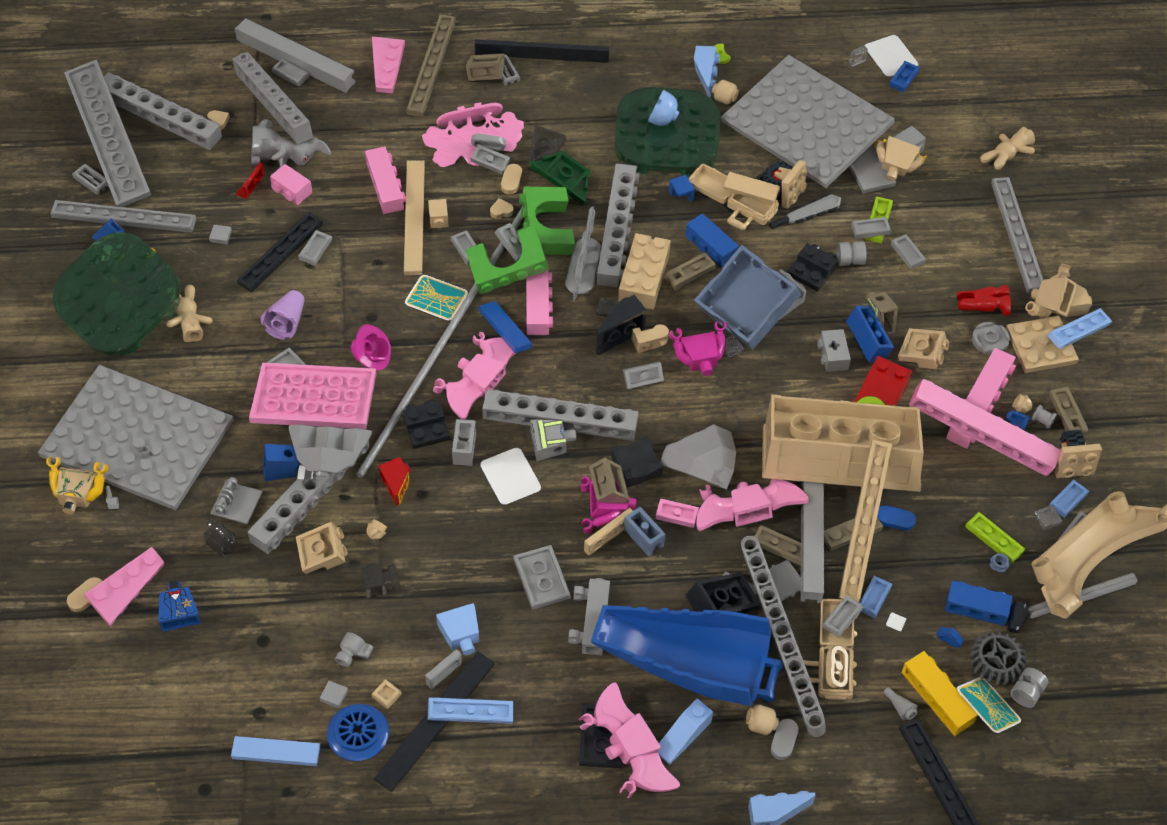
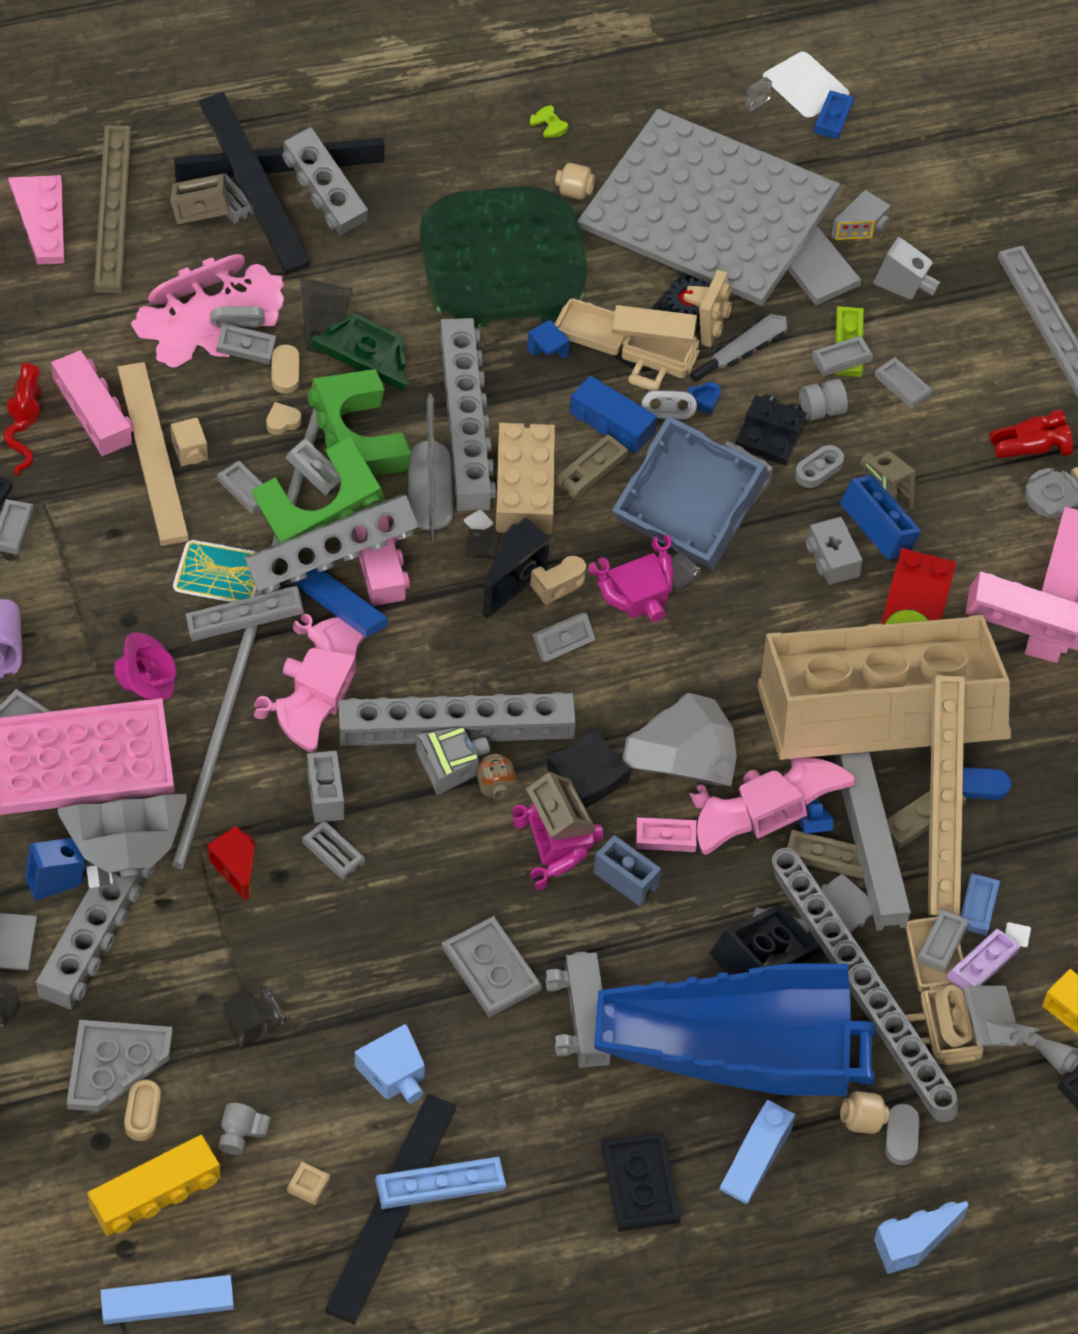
camera: 15 degrees left, 0 degrees up
(283, 591) = (112, 1059): none -> light grey plate
(287, 676) = (154, 1185): none -> yellow brick
(294, 626) = (142, 1110): none -> tan tile
(321, 548) = (152, 985): tan plate -> none
(333, 694) = (230, 1199): light grey tile -> none
(342, 178) = (23, 410): none -> red animal
(364, 751) = (281, 1278): blue piece -> none
(376, 529) = (227, 942): tan plate -> none
(425, 424) = (257, 769): black plate -> none
(443, 325) = (244, 613): none -> light grey tile
(443, 669) = (385, 1130): light grey tile -> none
(459, 295) = (260, 562): none -> light grey brick
(467, 496) = (349, 867): none -> light grey tile
(510, 476) = (404, 824): white sticker -> none
(521, 62) = (254, 183): none -> black tile
(558, 44) = (308, 146): none -> light grey brick
(576, 456) = (495, 776): none -> dark tan head
(606, 533) = (571, 883): tan tile -> none
(609, 293) = (478, 520): none -> white sticker
(631, 742) = (687, 1182): bright pink torso -> none
(664, 110) = (494, 224): light blue cylinder -> none
(705, 66) = (534, 146): light blue slope -> none
(750, 239) = (668, 403): none -> light grey plate
(774, 239) = (706, 396): none -> blue tile
(779, 521) = (816, 819): none -> blue tile
(837, 295) = (817, 468): none -> light grey plate
(865, 673) = (995, 1019): none -> light grey plate
(867, 635) = (984, 960): none -> lavender tile
(898, 157) = (856, 241): tan torso -> none
(924, 348) = (962, 524): tan plate -> none
(926, 181) = (906, 271): none -> light grey torso
(1009, 147) = (1013, 200): tan animal -> none

